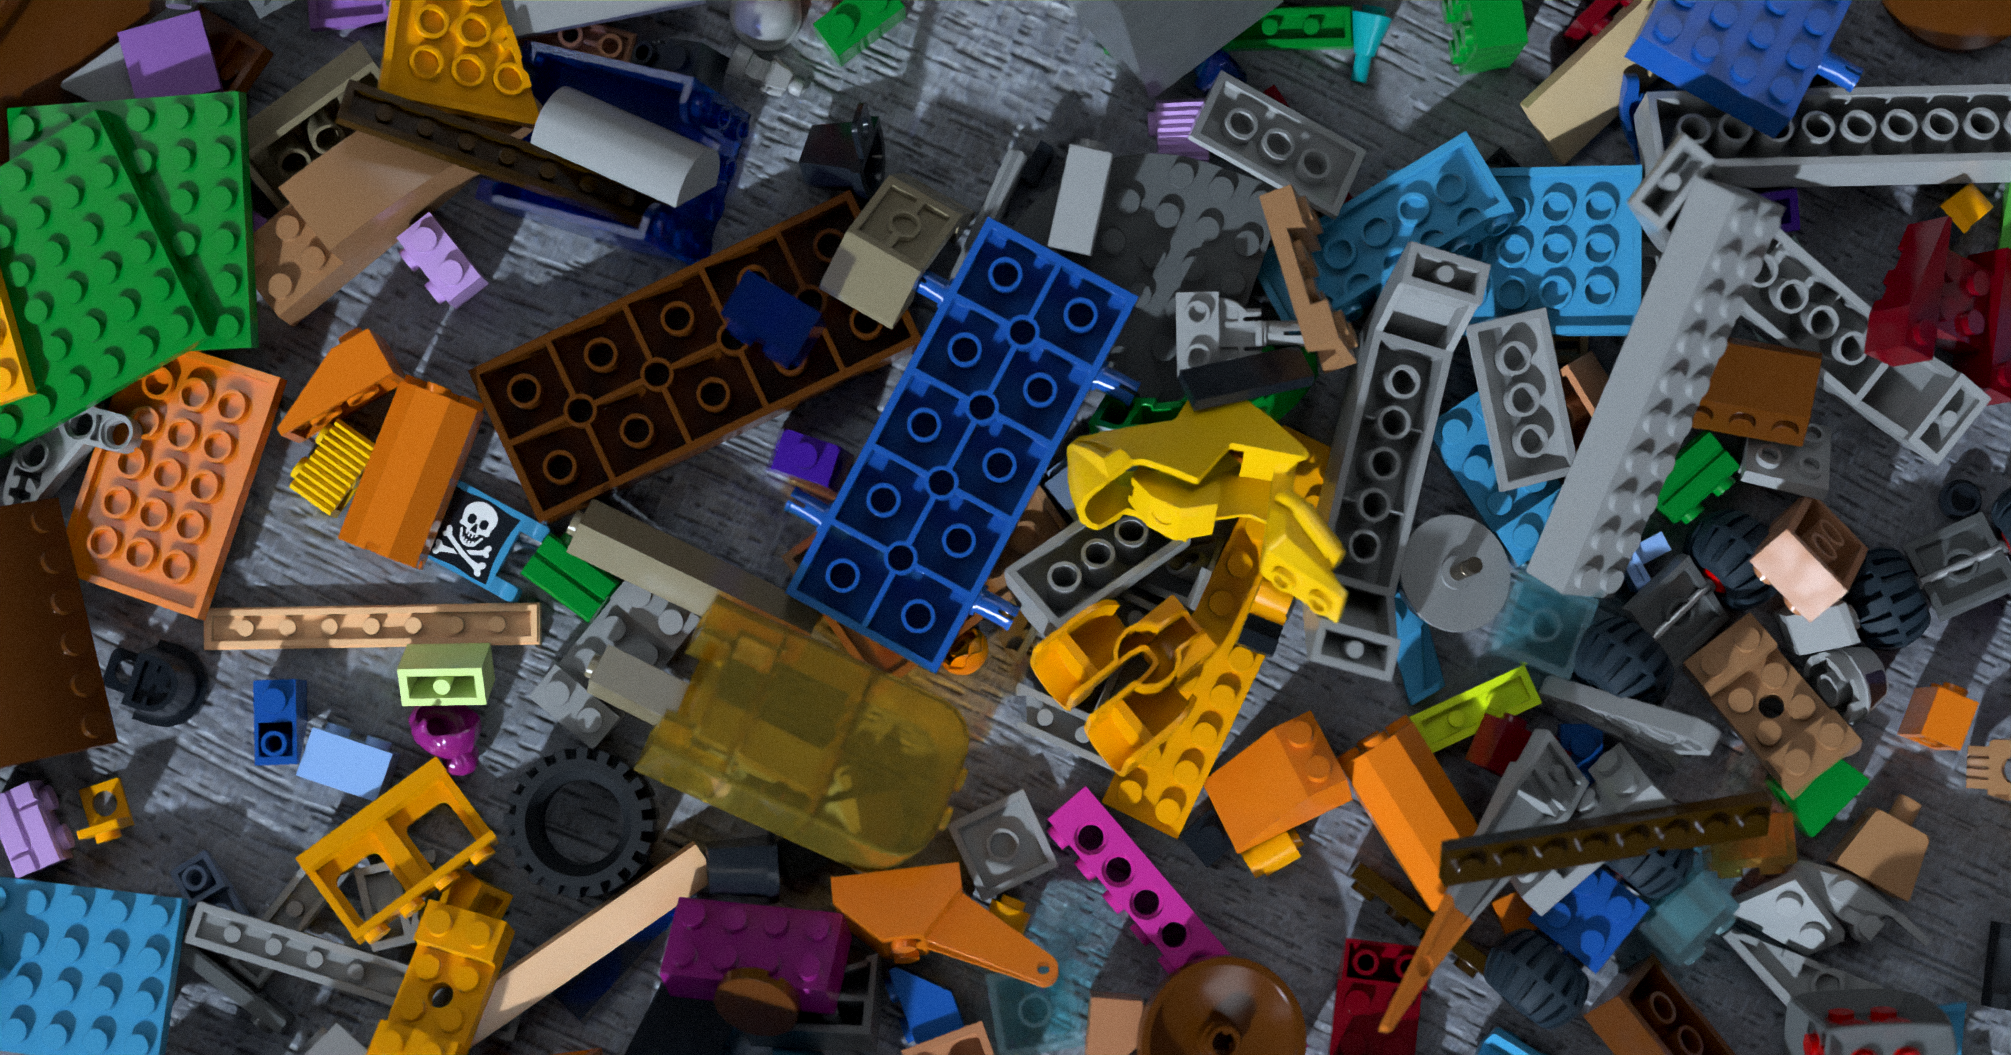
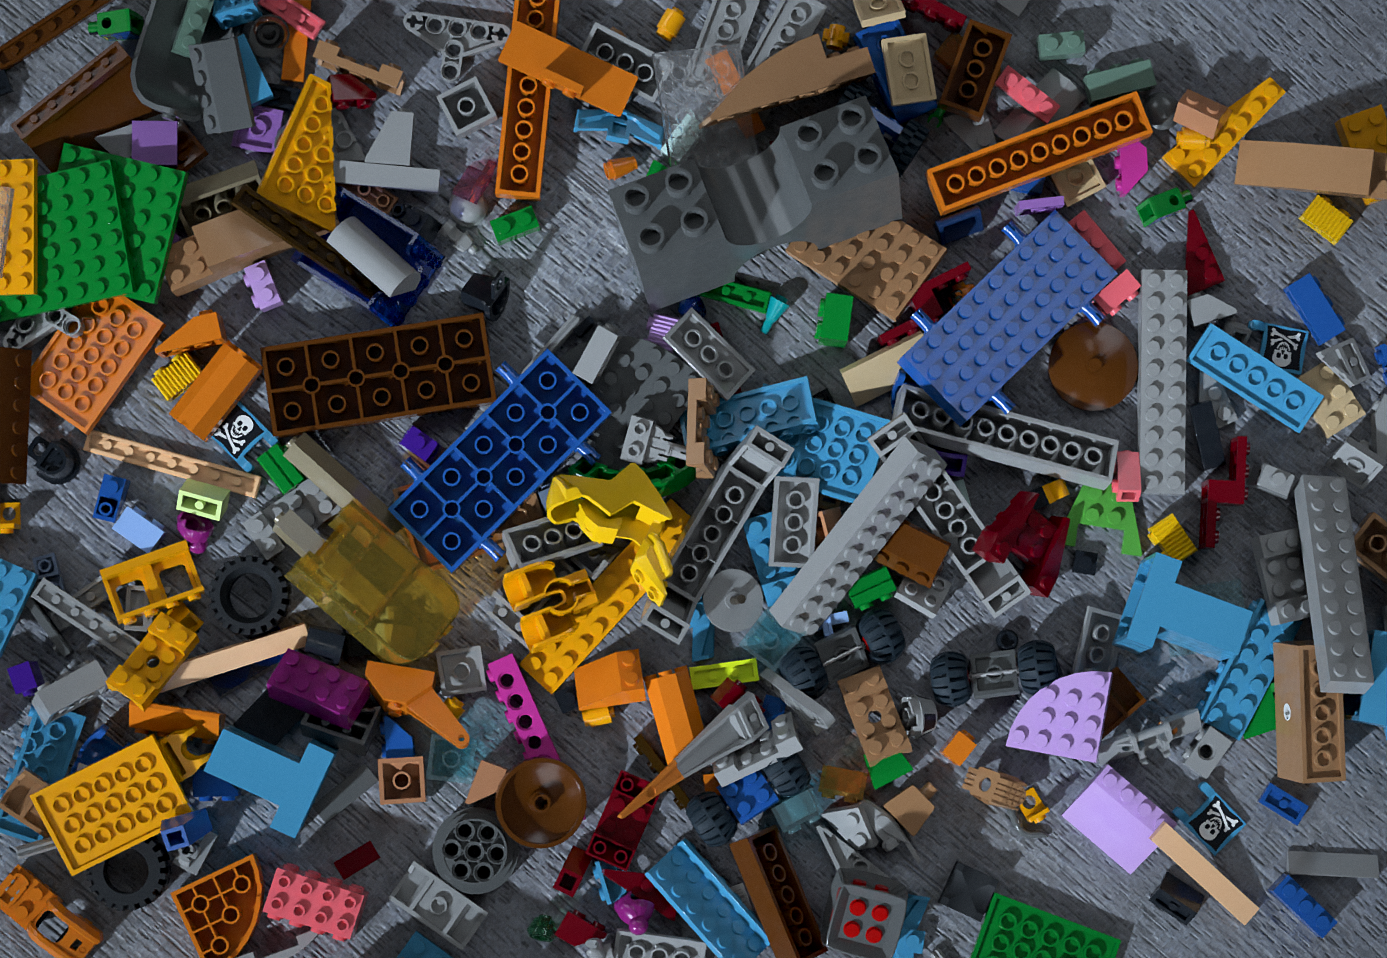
camera: 10 degrees right, 0 degrees up
(757, 1002) = (311, 712): reddish brown tile -> none
(773, 319) = (422, 368): clear blue brick -> none
(893, 247) = (496, 348): dark tan slope -> none
(967, 653) = (472, 567): light orange plate -> none
(1246, 378) = (653, 469): black tile -> none
(1264, 619) = (628, 596): leg -> none
(1604, 838) = (763, 756): dark brown plate -> none
(1809, 557) = (915, 645): nougat brick -> none
(1830, 630) = (911, 682): light grey slope -> none

